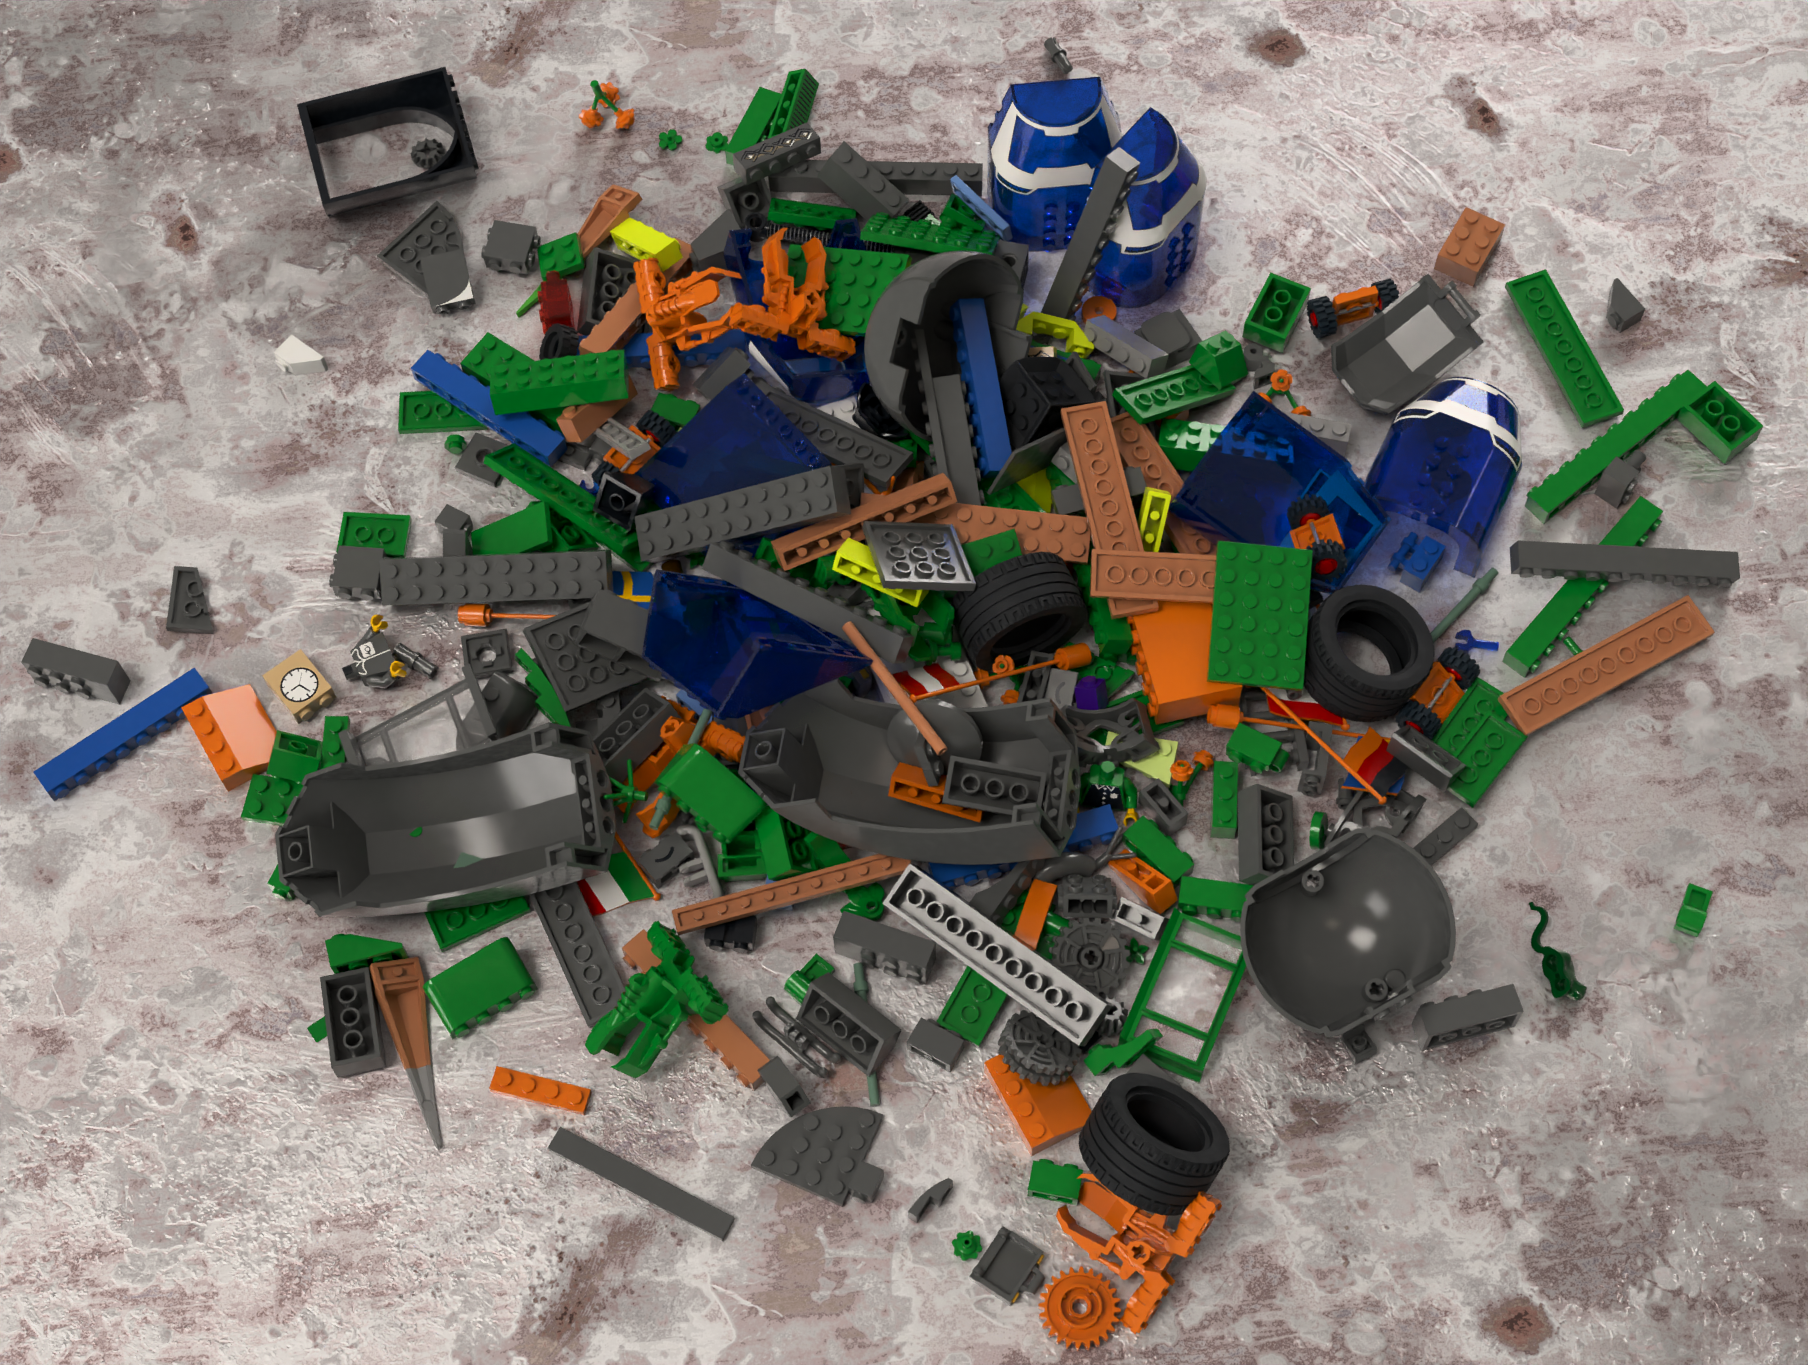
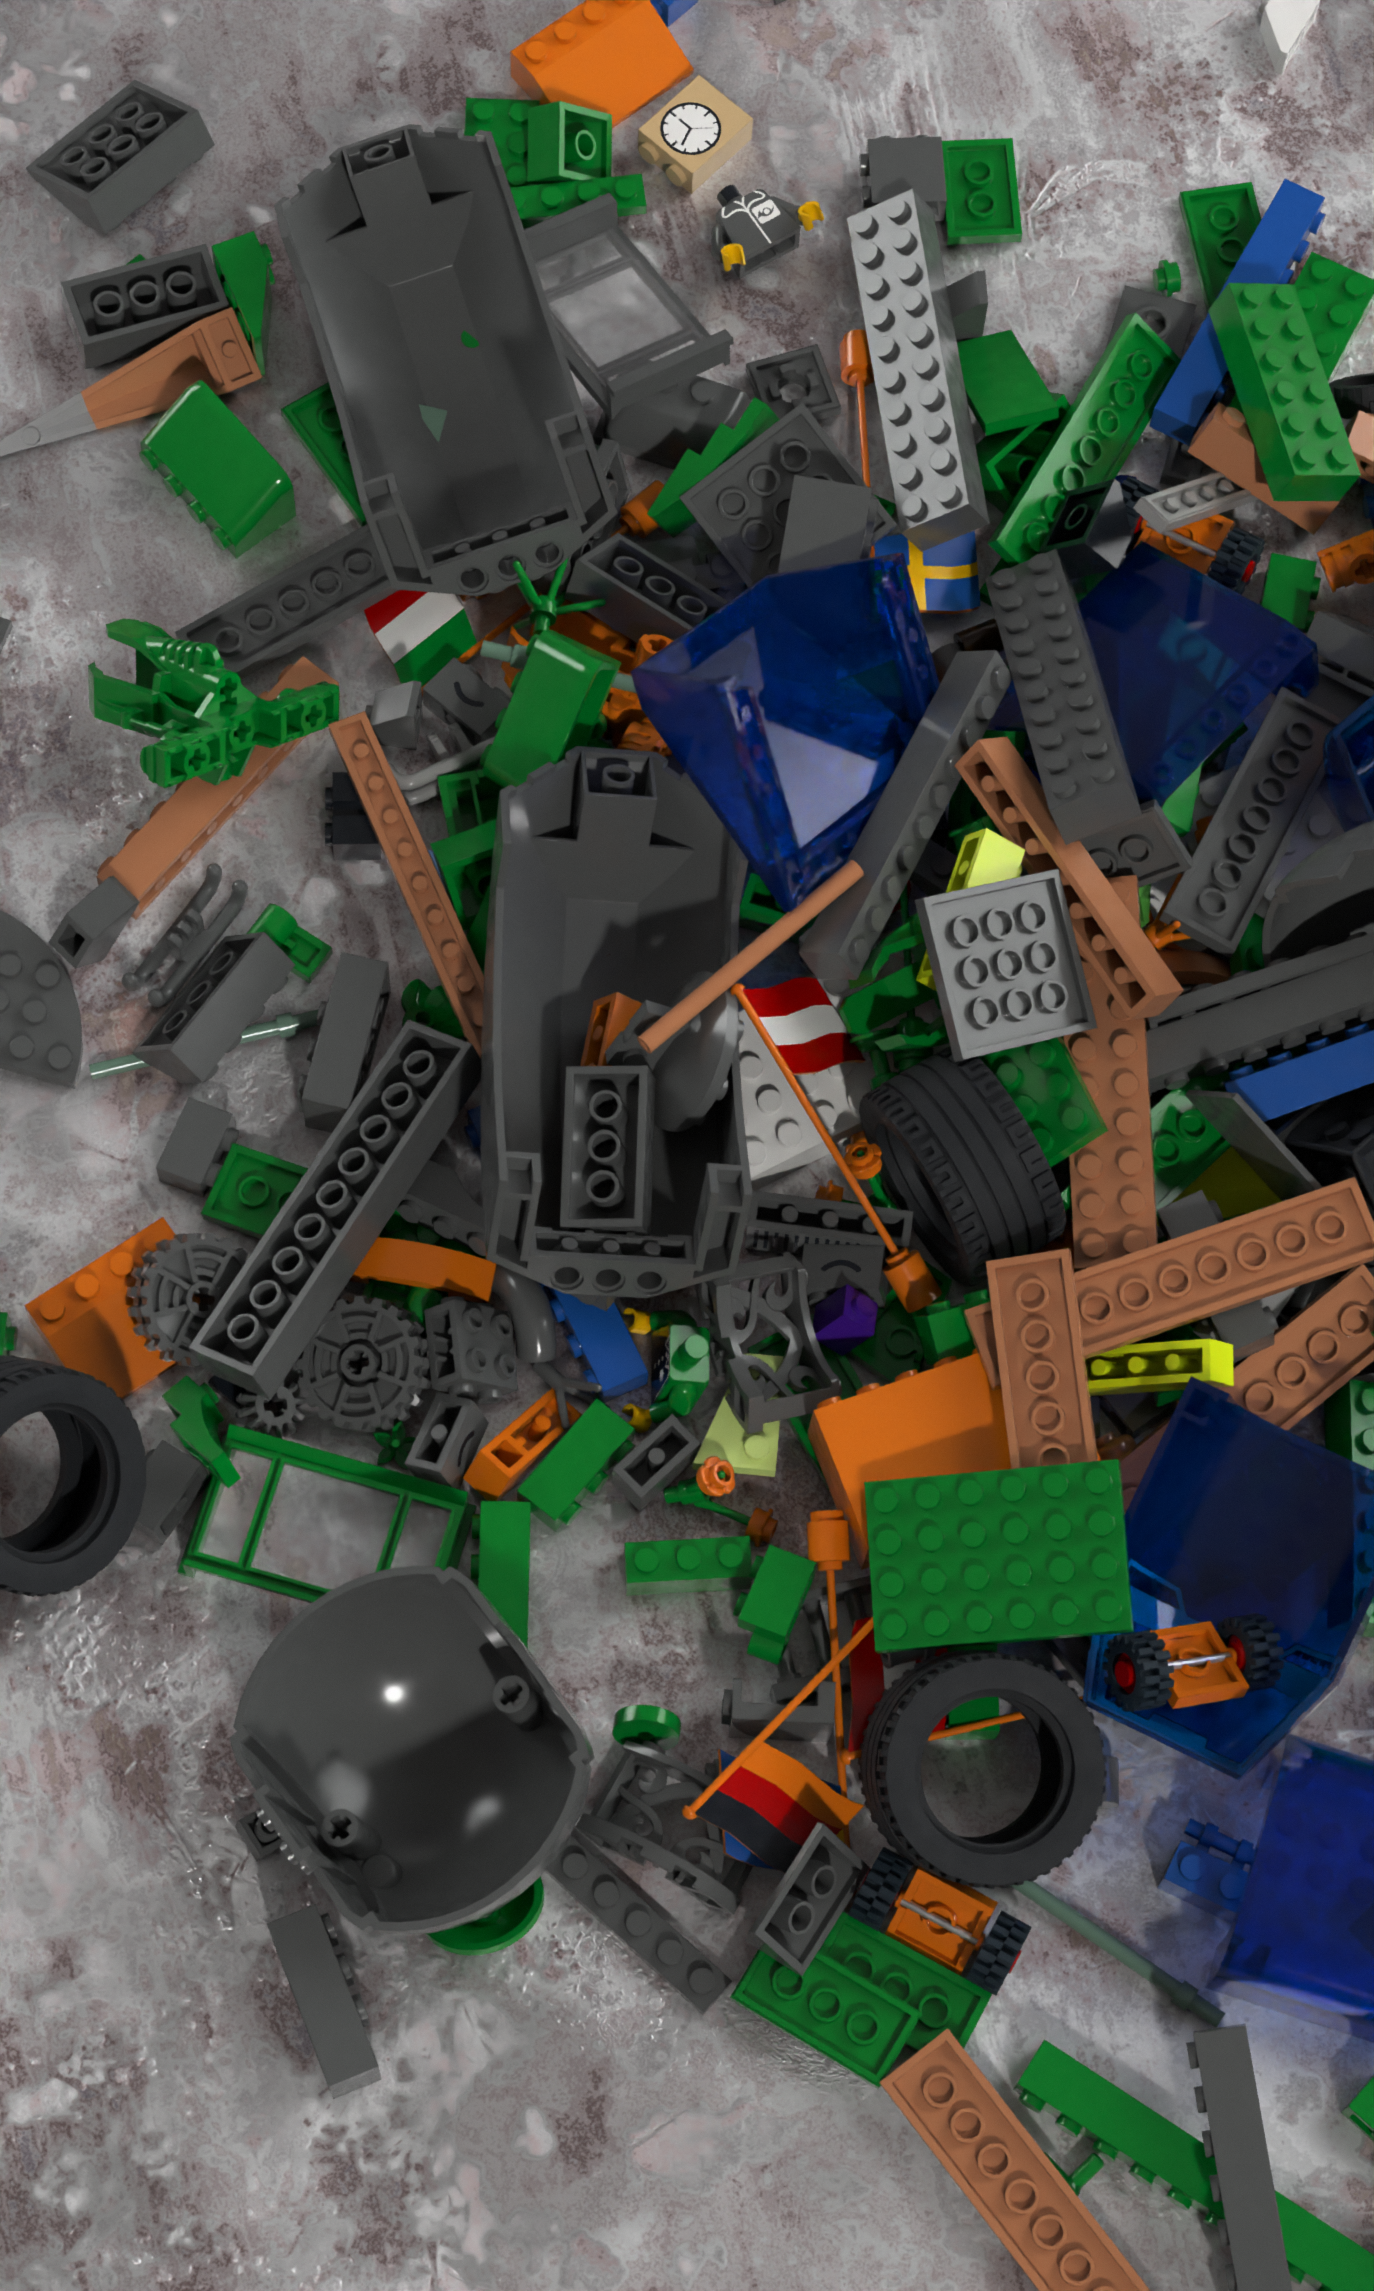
camera: 75 degrees right, 5 degrees up
(234, 1029) = (122, 155): none -> dark grey slope
(415, 660) = (765, 288): dark grey pin -> none
(453, 519) = (1019, 300): dark grey brick -> none
(540, 1090) = (69, 587): orange plate -> none
(669, 896) = (397, 715): none -> dark grey slope
(1264, 833) = (618, 1634): dark grey brick -> none
(1473, 643) = (1066, 1991): clear blue bar -> none
(1556, 963) = (446, 2163): dark green animal -> none

